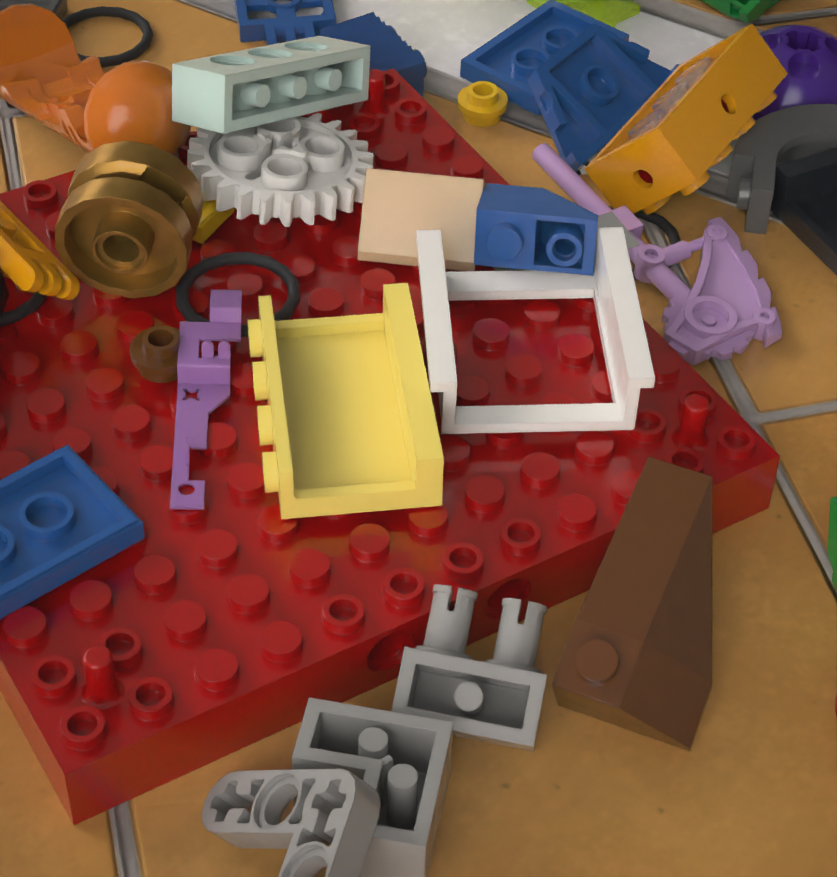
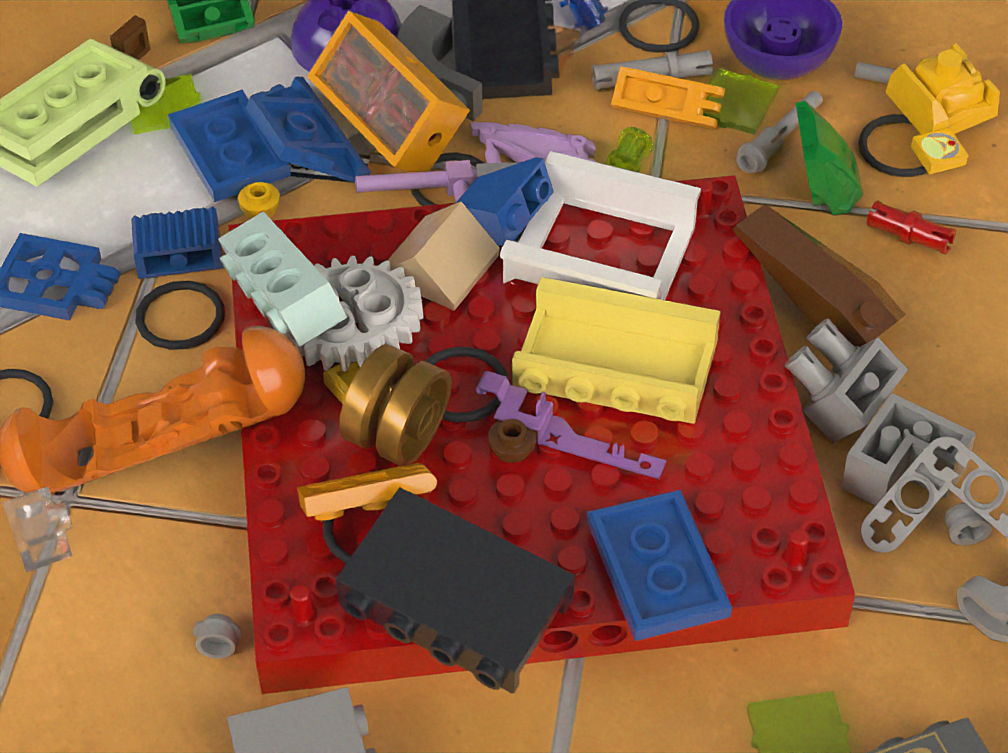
camera: 65 degrees left, 5 degrees up
(777, 367) = (632, 147): none -> clear neon green bush

